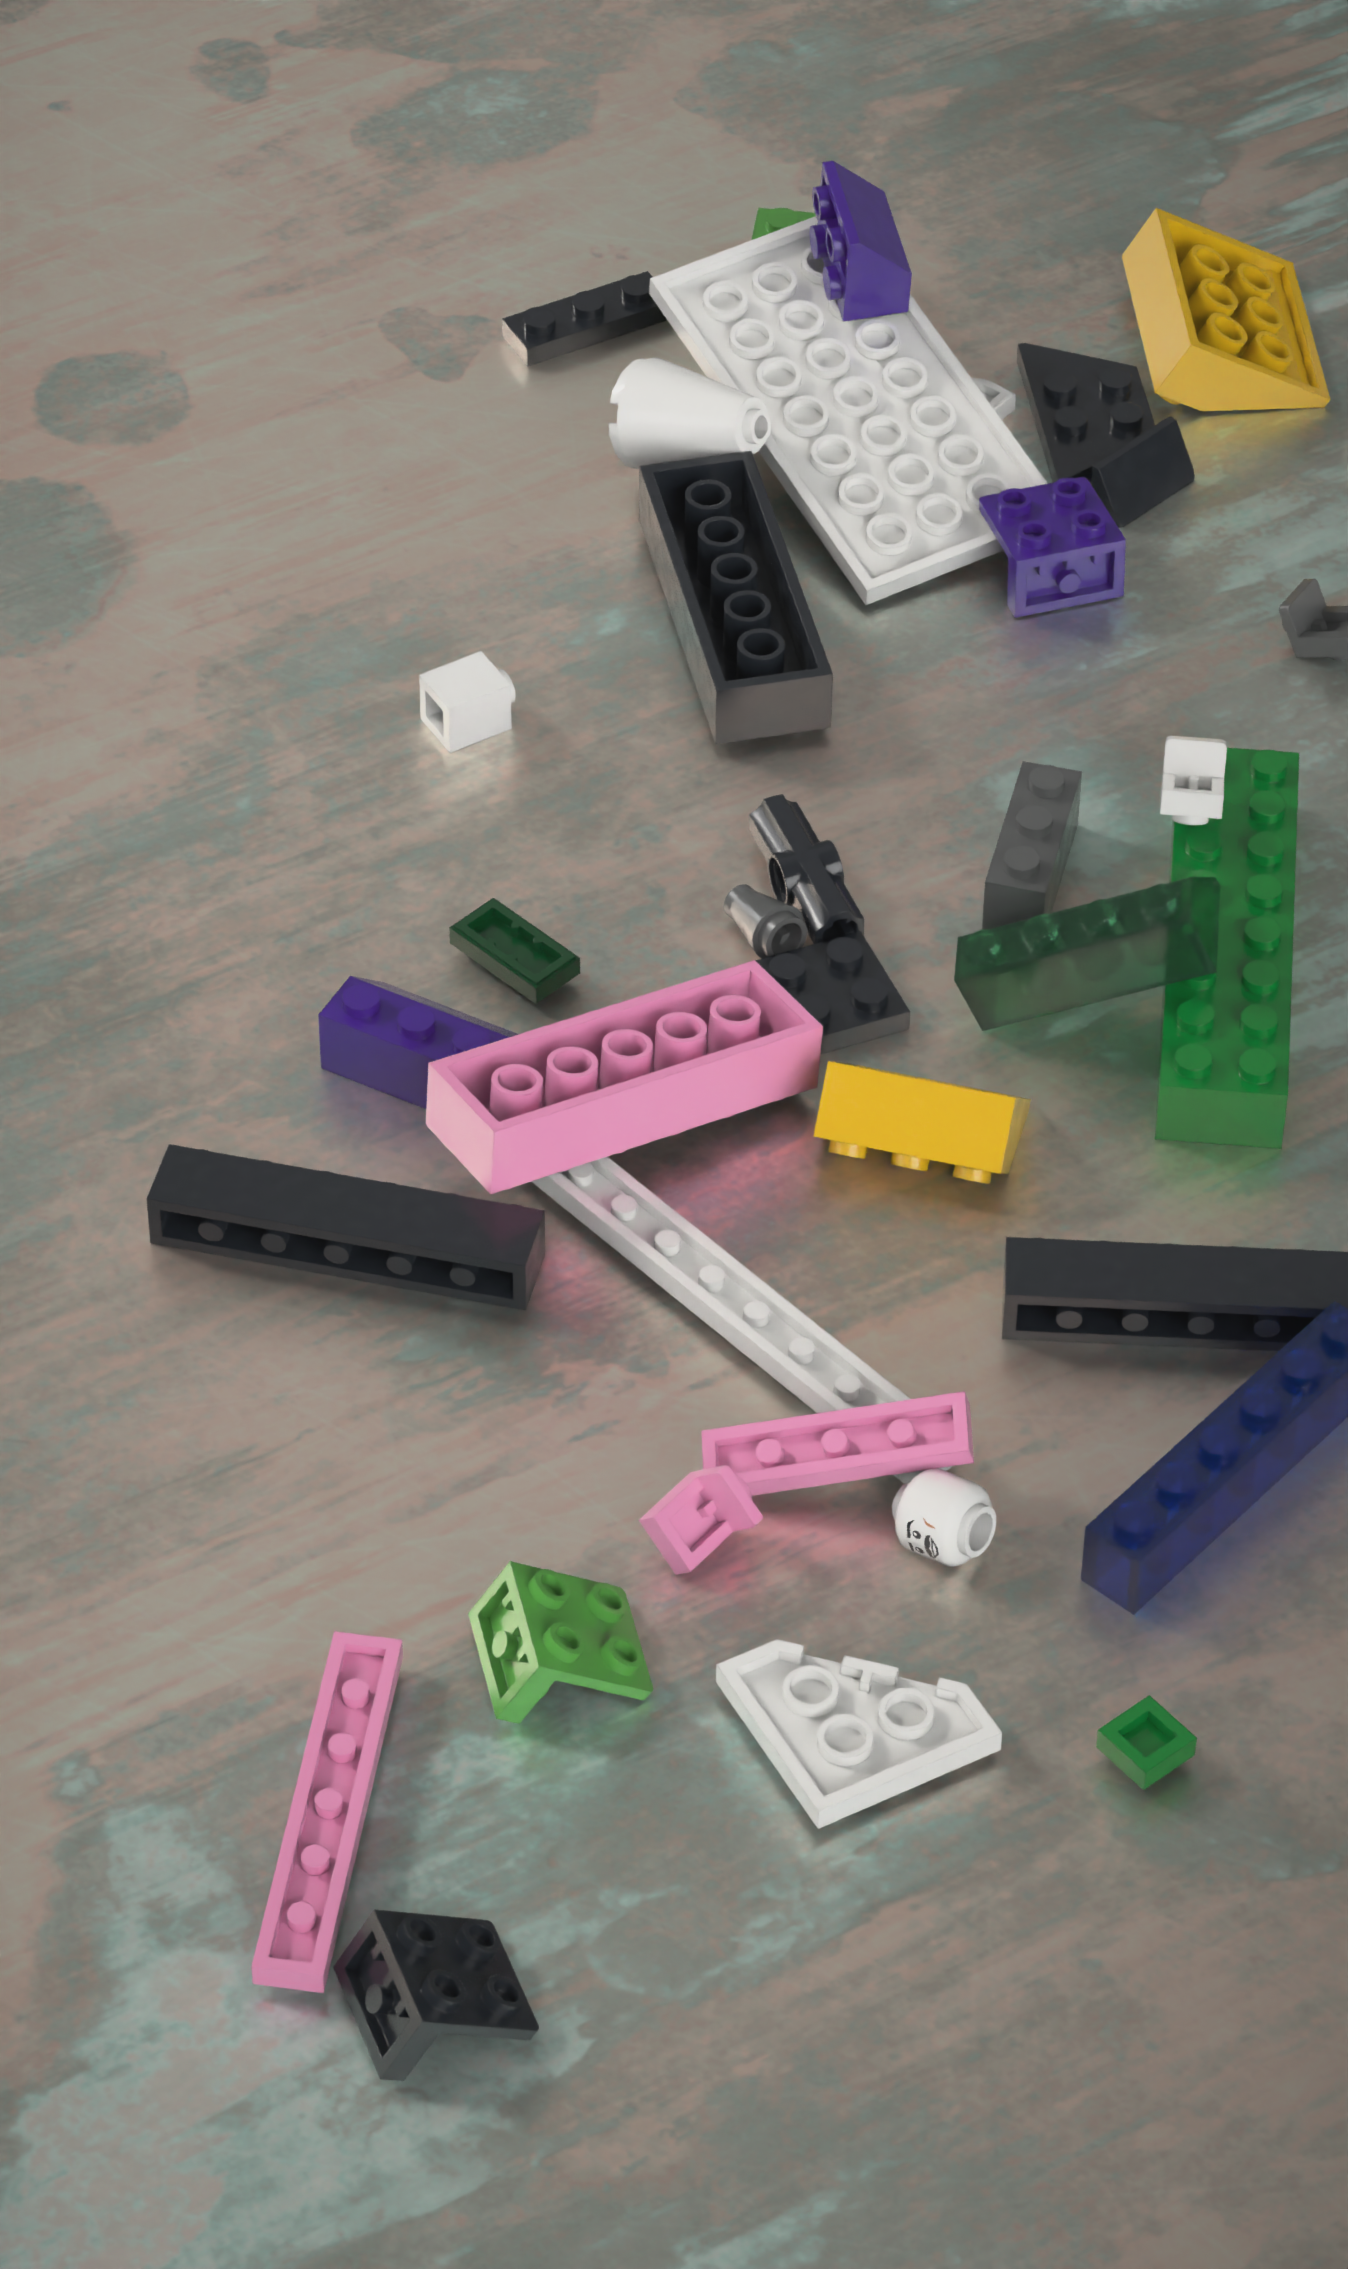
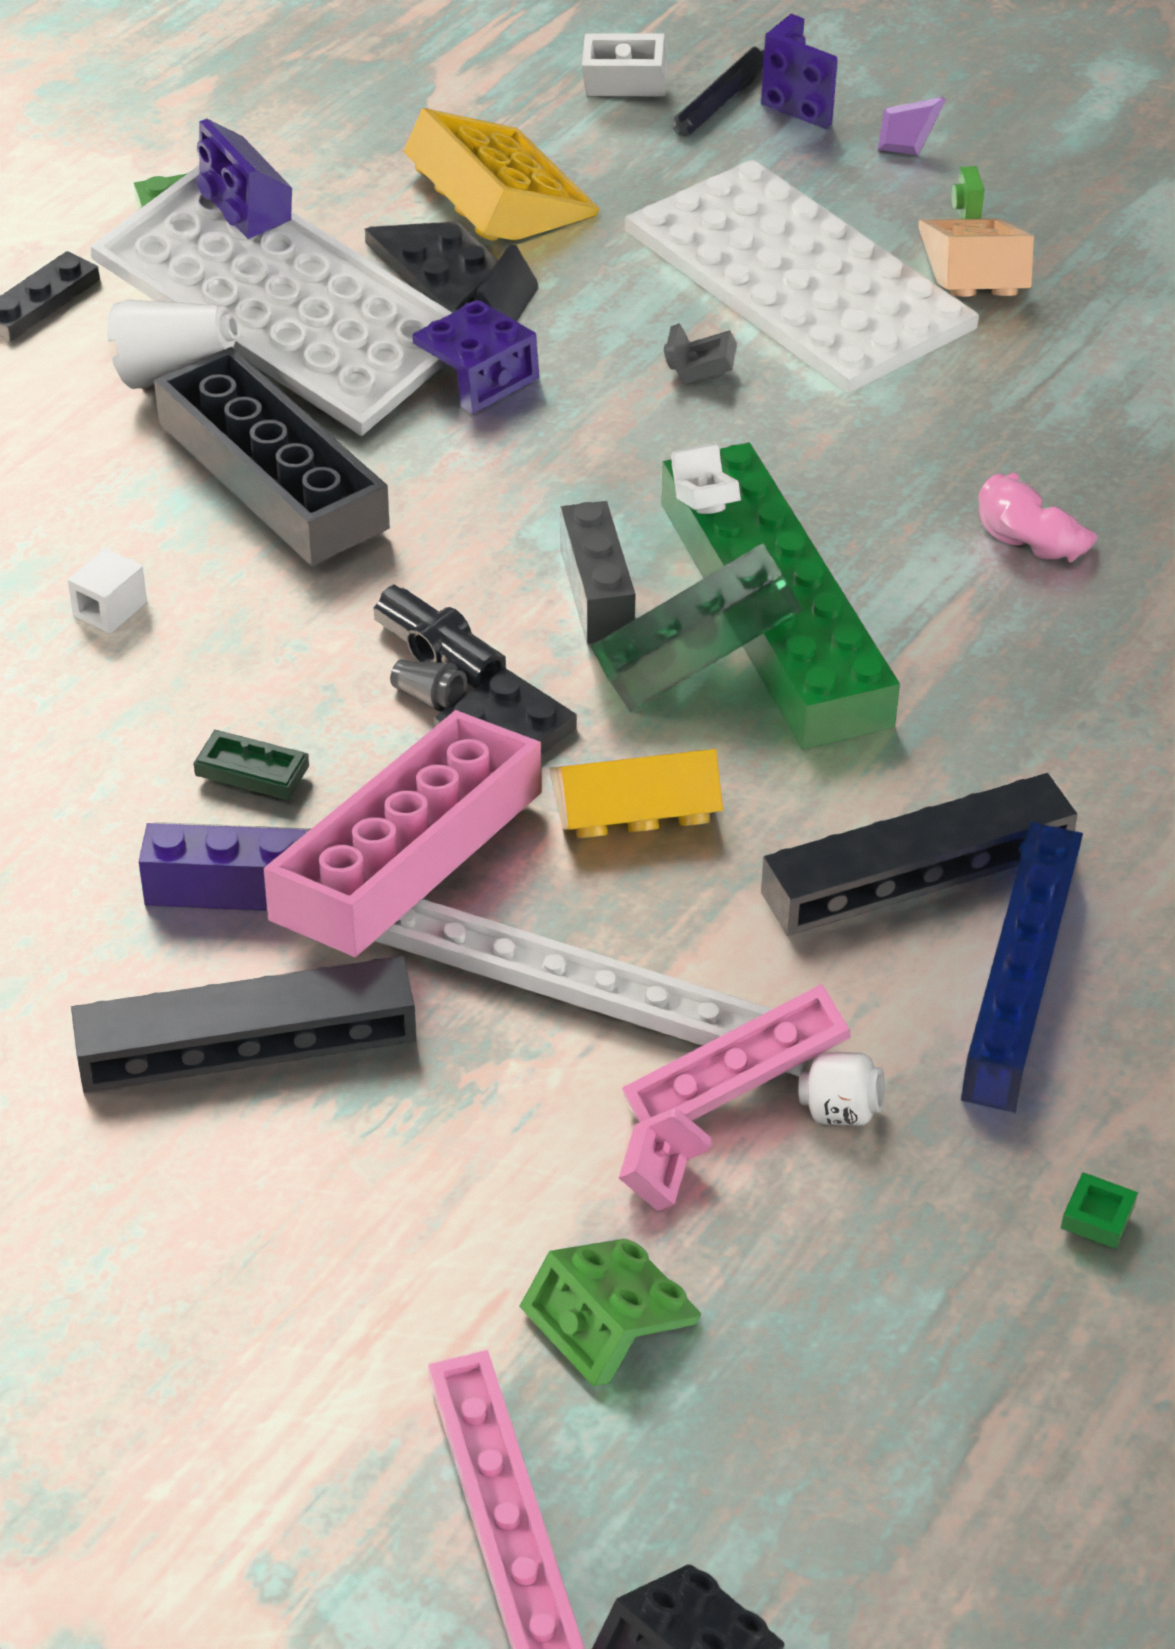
camera: 25 degrees left, 0 degrees up
(852, 1727) = (874, 1284): white plate -> none

